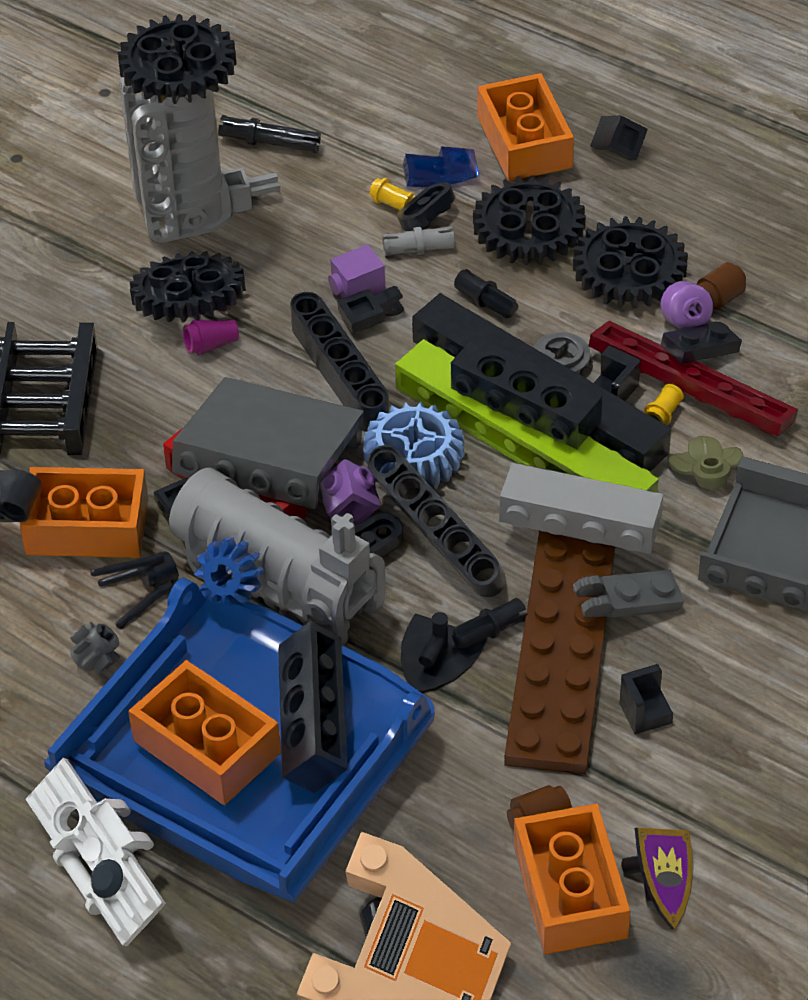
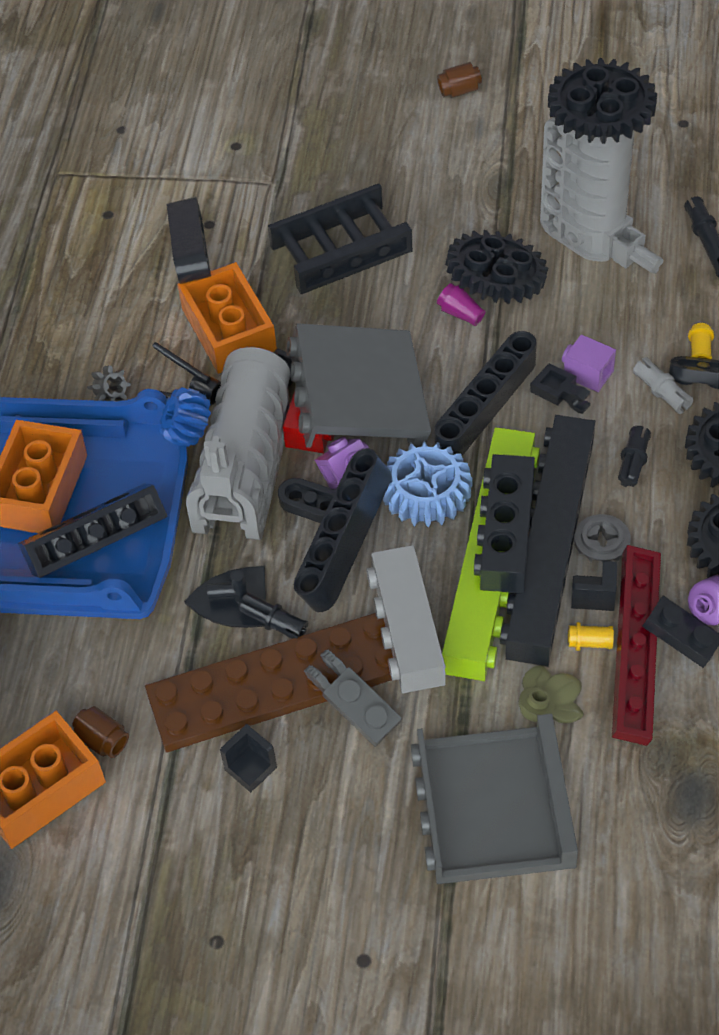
camera: 65 degrees right, 5 degrees up
(666, 869) = (75, 843): shield -> none

